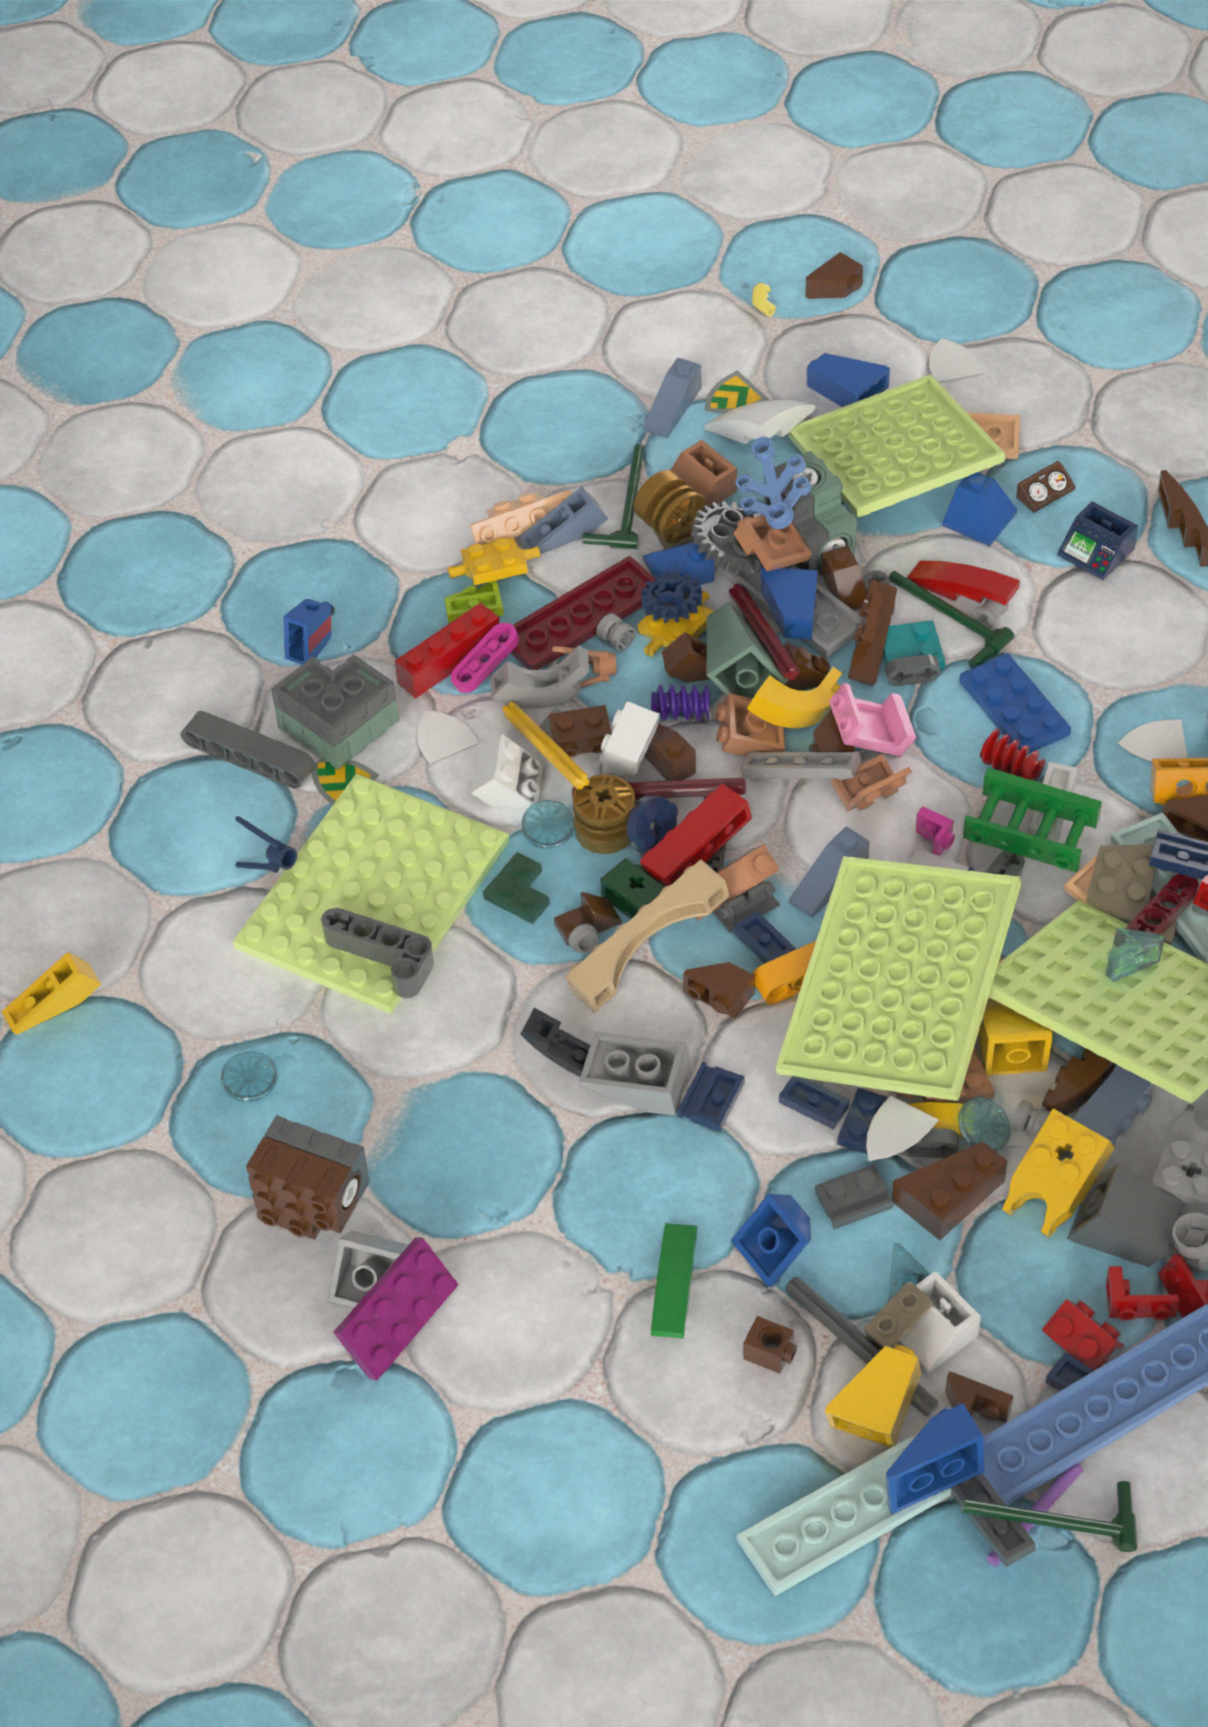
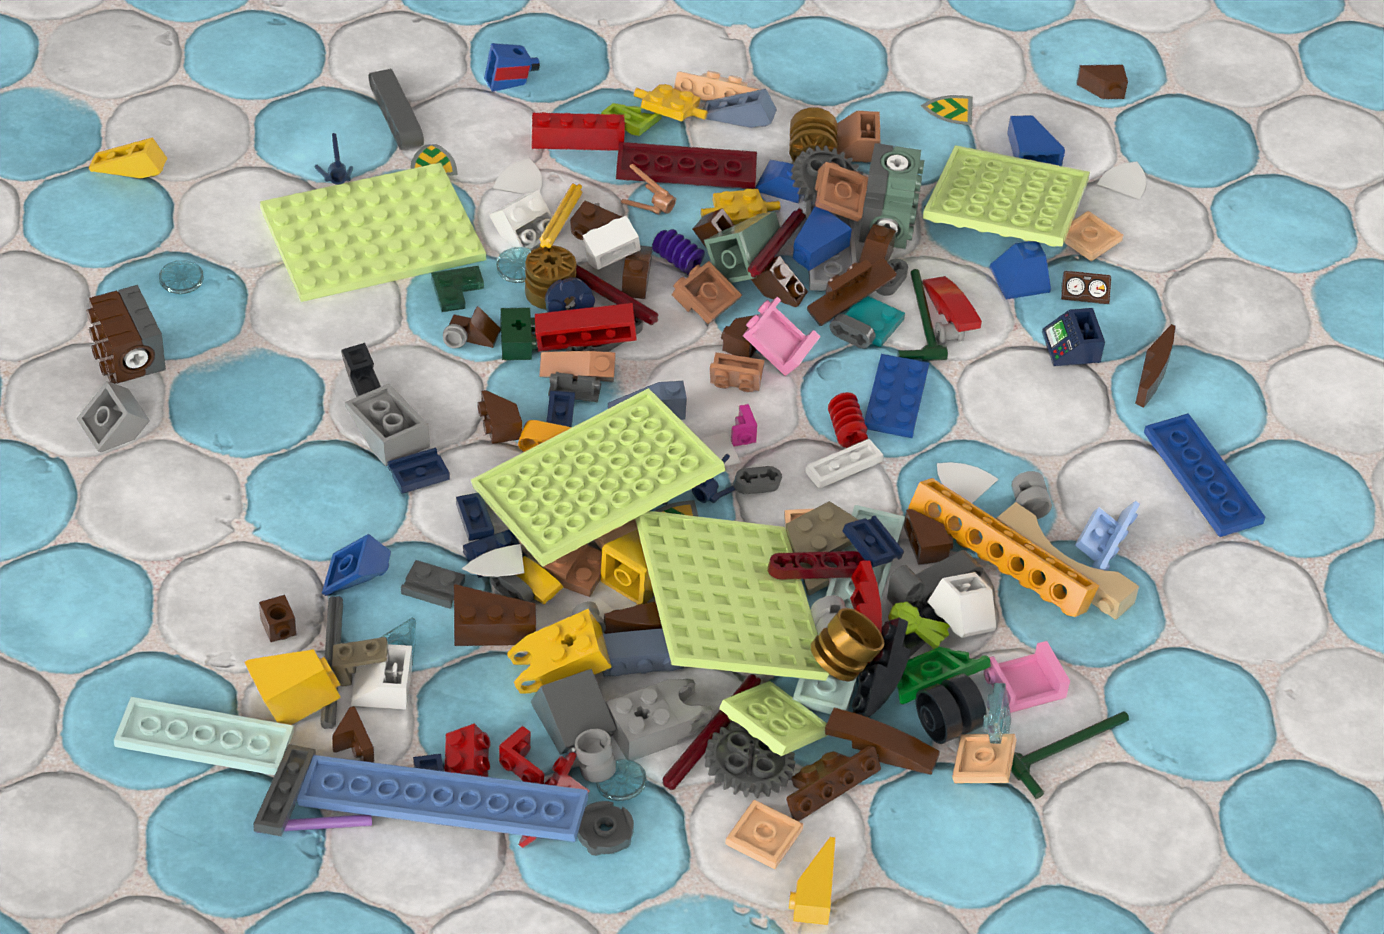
camera: 35 degrees right, 5 degrees down
(335, 709) = (466, 116): dark grey piece -> none
(395, 1308) = (98, 442): magenta plate -> none
(402, 949) = (336, 268): dark grey beam -> none
(489, 648) = (592, 149): dark pink plate -> none
(540, 687) = (604, 186): light grey arch -> none
(616, 632) = (693, 188): light grey wheel -> none
(625, 537) = (772, 143): dark green bar -> none
(671, 597) = (745, 187): dark blue gear -> none
(674, 397) = (908, 82): sand blue slope -> none
(674, 1281) = (263, 548): green slope -> none
(690, 896) = (438, 359): tan arch -> none
(760, 301) = (1044, 59): light yellow arm -> none
(760, 420) = (946, 129): white brick -> none
(764, 451) = (854, 171): medium blue plant -> none
(792, 707) = (741, 297): yellow arch -> none
(801, 765) = (704, 332): light grey plate -> none
(938, 1458) = (274, 736): blue slope -> none
(984, 1122) = (555, 599): clear light blue wheel -> none
(1038, 797) = (820, 441): green fence -> none
(1121, 1528) = (348, 871): dark green bar -> none
(1133, 952) = (761, 569): clear light blue slope -> none

